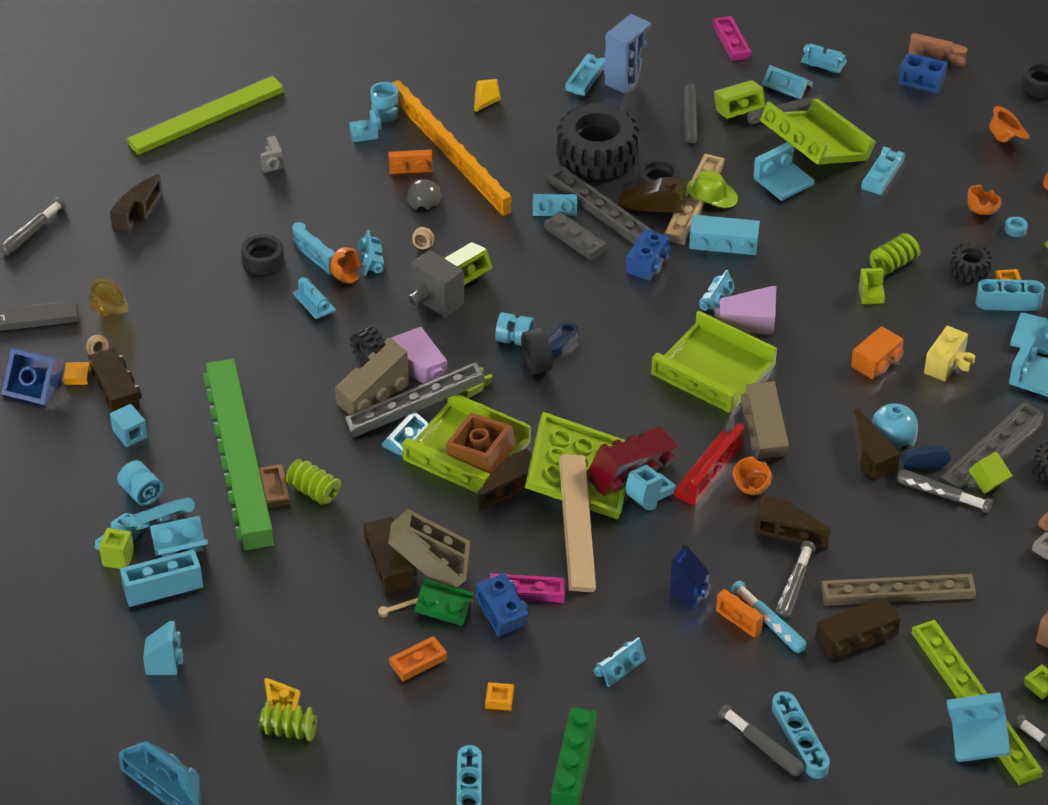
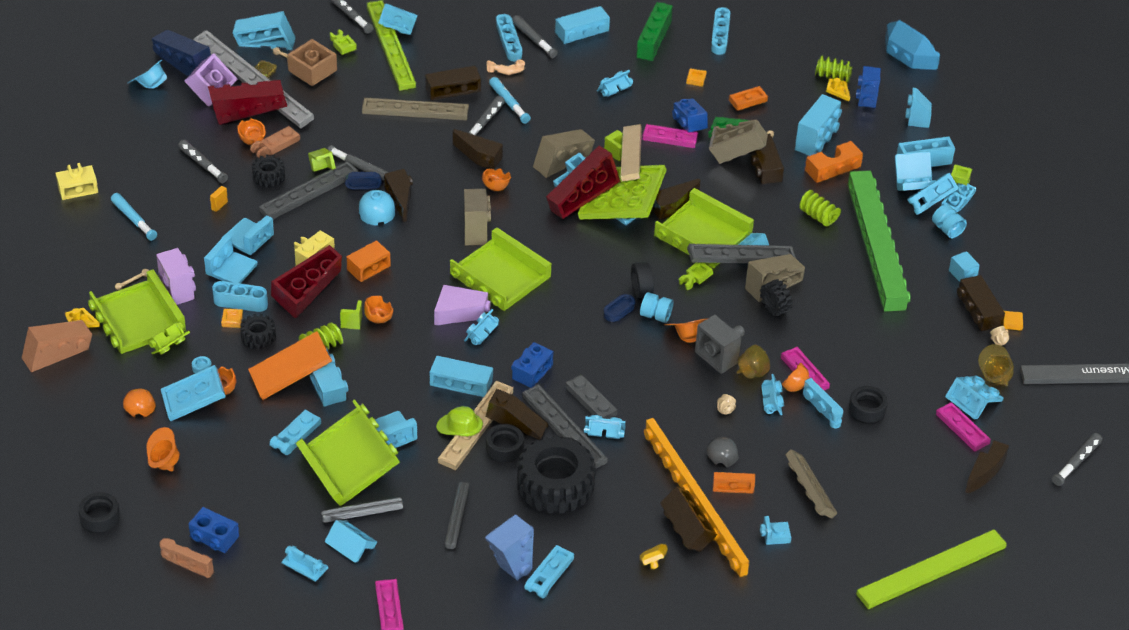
camera: 175 degrees left, 0 degrees up
(32, 376) = (1047, 316): blue slope -> none
(136, 275) = (972, 395): none -> medium azure bracket
(156, 249) = (963, 426): none -> dark pink tile
(236, 676) = (869, 87): none -> blue brick
(273, 156) = (863, 504): light grey bracket -> none
(274, 486) = (849, 220): medium nougat tile -> none
(307, 549) = (846, 159): none -> orange arch
(313, 299) = (821, 359): medium azure hinge -> none
(314, 598) = (818, 125): none -> medium azure brick
(328, 169) = (810, 482): none -> dark tan plate
(335, 291) = (795, 356): none -> dark pink tile
(385, 101) = (757, 547): medium azure wheel -> none
(395, 279) = (753, 362): none -> clear yellow piece
(424, 358) = (739, 298): lavender slope -> none
(455, 118) = (688, 519): none -> dark brown brick
(472, 260) = (693, 365): lime brick -> none
(476, 311) = (688, 331): none -> orange piece
(482, 442) = (694, 209): dark orange brick -> none
(604, 551) = (613, 144): none -> lime panel
(670, 525) = (559, 148): none -> dark tan wedge
(689, 577) = (560, 116): clear blue slope -> none
(690, 763) = (582, 24): none -> medium azure brick
(710, 465) = (524, 196): red fence -> none
(739, 99) = (408, 510): lime brick -> none
(739, 613) = (529, 99): orange plate -> none
(779, 673) = (508, 70): none -> light nougat arm
(843, 293) = (377, 310): none -> orange hair
(873, 217) = (329, 383): none -> medium azure brick
(915, 215) = (290, 365): none -> orange tile
(946, 304) = (306, 281): none -> dark red wedge
(1007, 185) = (193, 393): none -> medium azure tile

